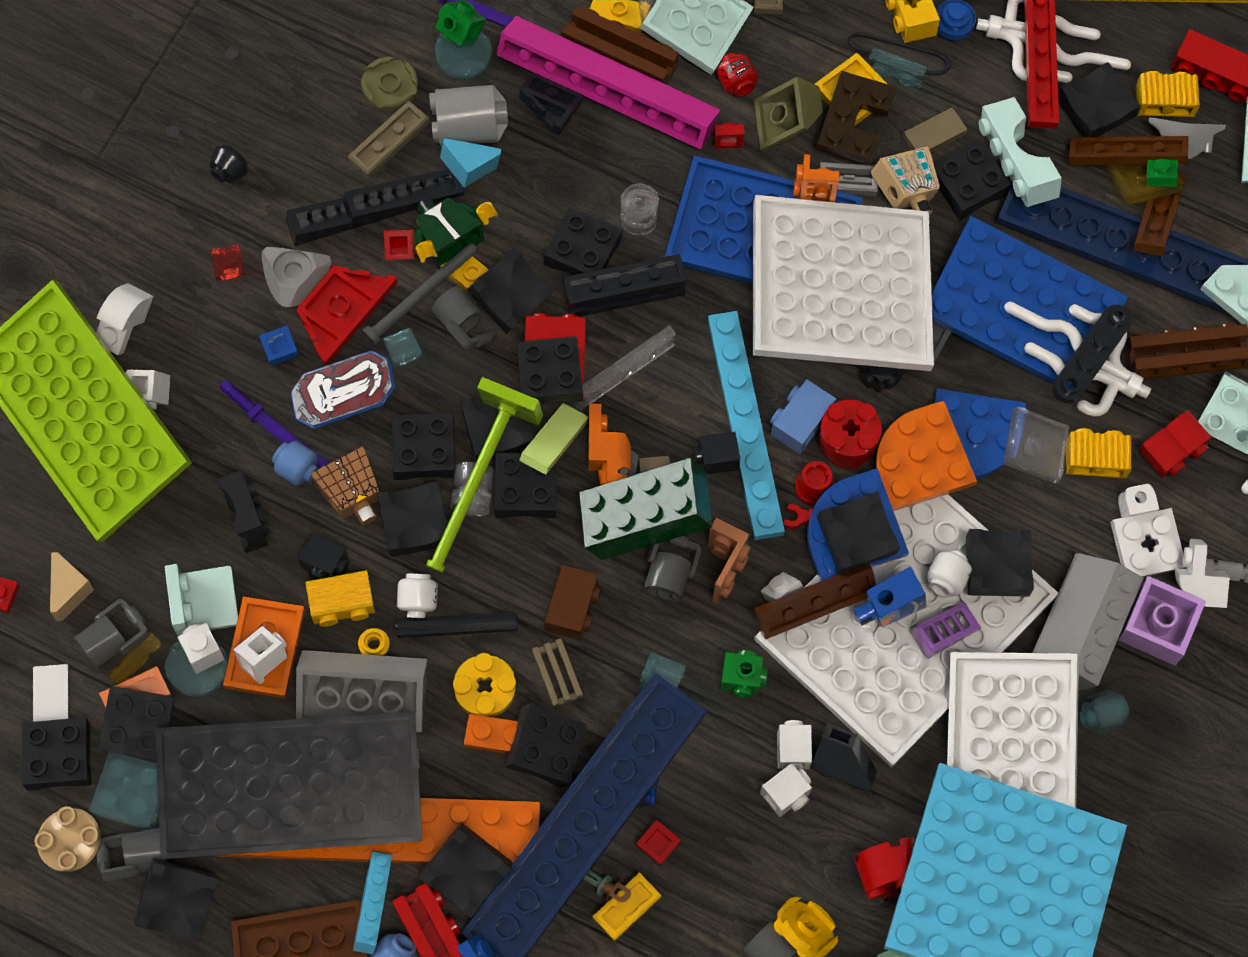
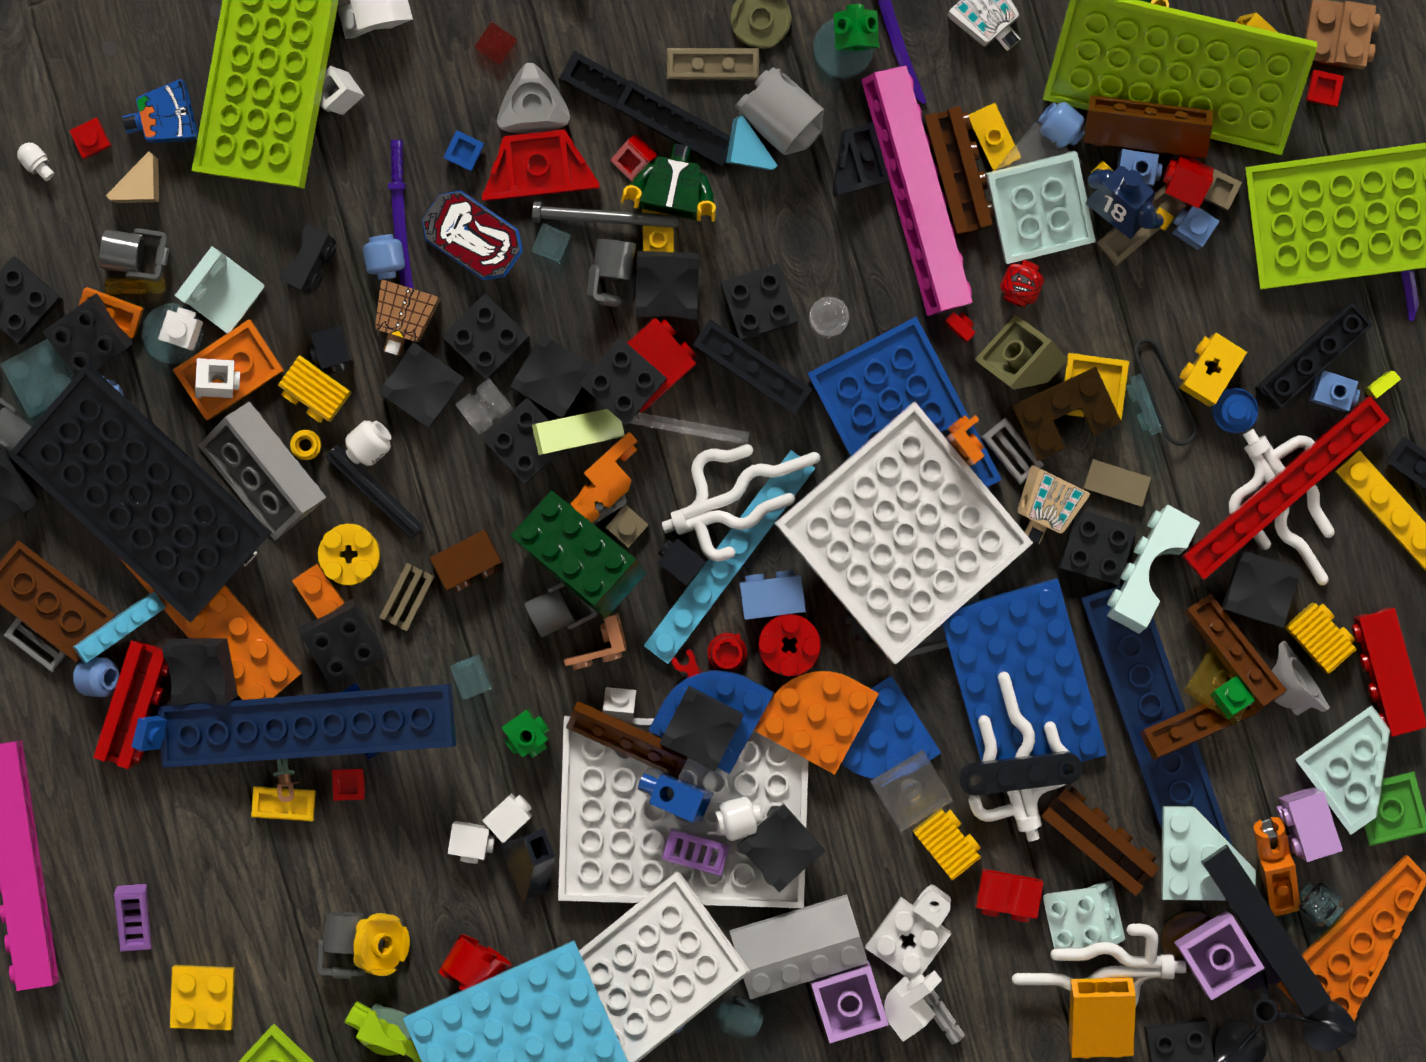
camera: 50 degrees right, 20 degrees up
(39, 523) = (164, 115): none -> blue torso
(50, 692) = (57, 249): white sticker -> none
(509, 404) = (562, 380): lime tile -> none
(696, 411) = (701, 510): none -> white plant

